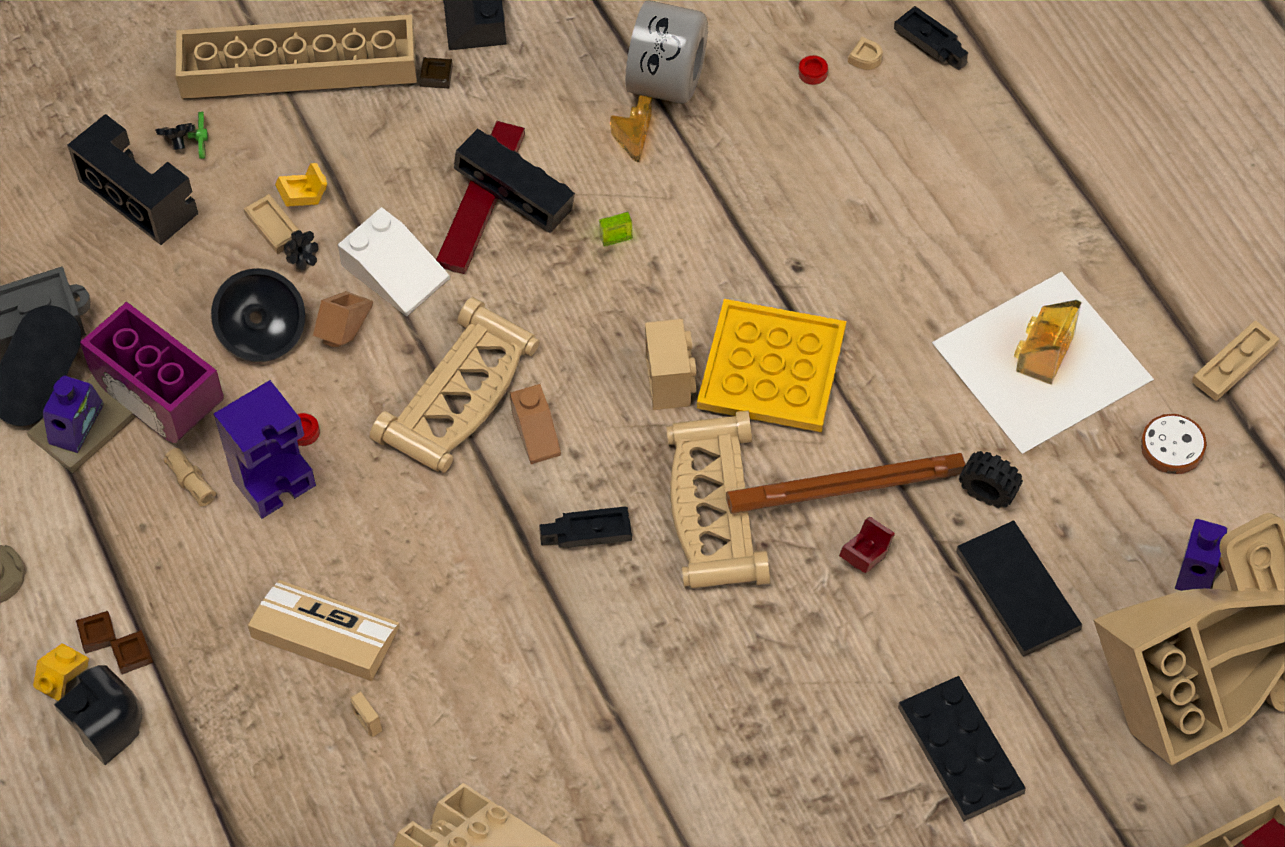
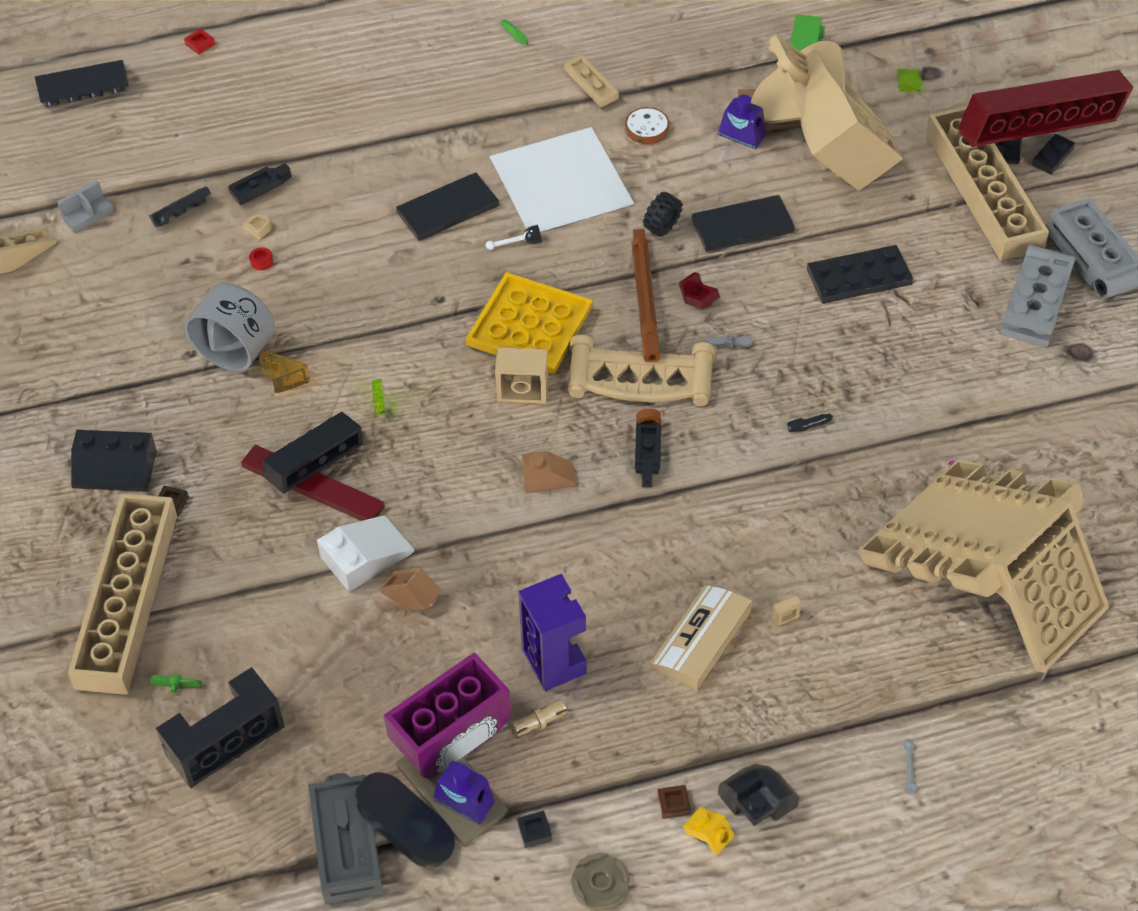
camera: 80 degrees left, 5 degrees down
(46, 496) = (534, 829): none -> black plate
(131, 652) = (698, 776): reddish brown tile -> none
(176, 134) = (170, 697): black plant -> none
(270, 297) = (397, 644): black dish -> none
(271, 222) = (292, 635): tan tile -> none
(300, 249) = (330, 615): black plant -> none
(302, 189) = (265, 603): yellow bracket -> none
(310, 428) = (508, 633): red tile -> none
(483, 331) = (532, 555): tan piece -> none
(639, 520) = (648, 416): none -> dark orange tile
(673, 704) = (804, 424): none -> black piece
(798, 599) = (729, 341): none -> light grey piece
(924, 341) = (531, 235): none -> hinge
(953, 241) = (447, 206): none -> black tile
(1047, 340) = (557, 161): clear yellow slope -> none

